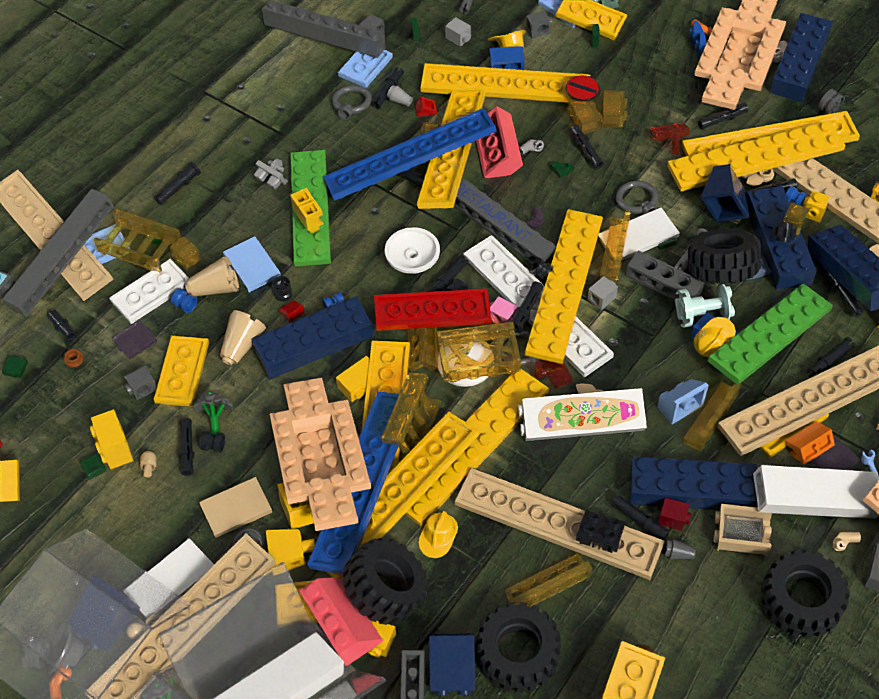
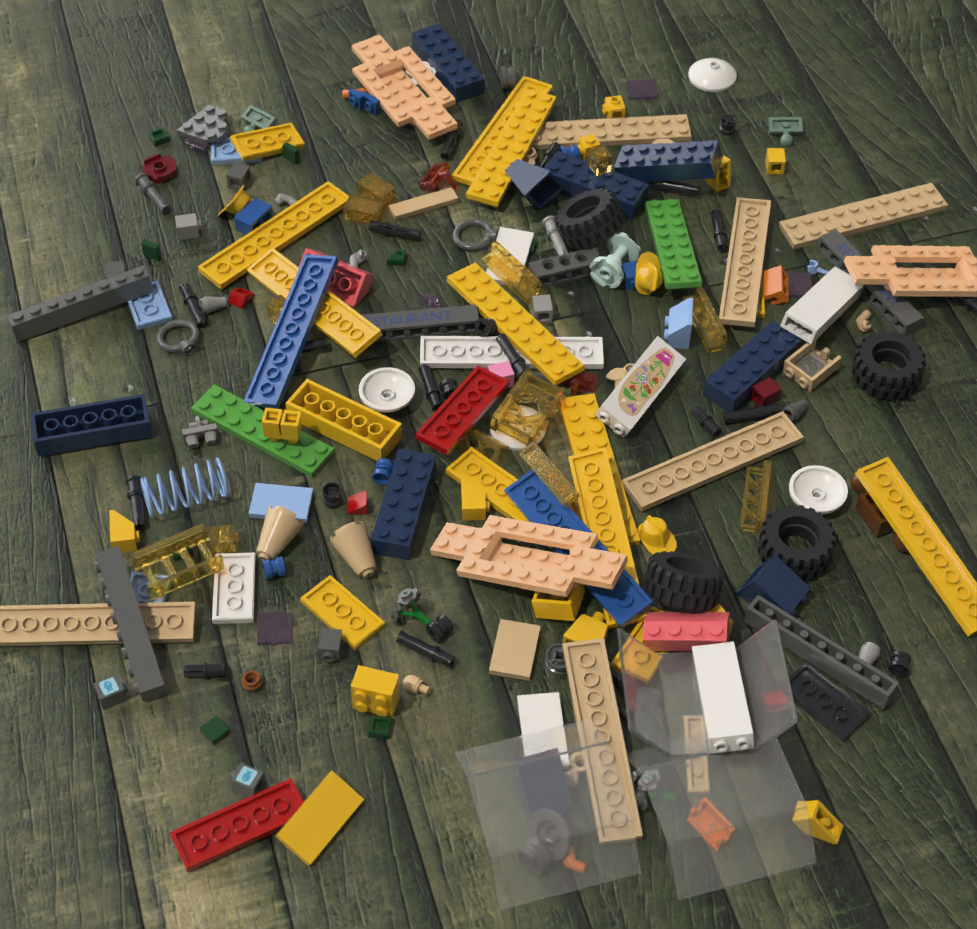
camera: 55 degrees left, 5 degrees down
(141, 194) = (123, 533): none -> yellow slope
(198, 197) = (148, 491): none -> light blue piece
(220, 111) = (91, 425): none -> dark blue brick
(357, 246) = (345, 420): none -> yellow brick
(545, 62) = (285, 198): none -> light grey arm
(582, 88) = (342, 191): red piece -> none
(598, 489) = (706, 421): none -> black axle
(599, 614) = (818, 488): none -> white dish
(601, 530) = (747, 438): black hinge -> none
(635, 145) = (423, 203): none -> tan tile
(784, 231) = (605, 173): black gear -> none

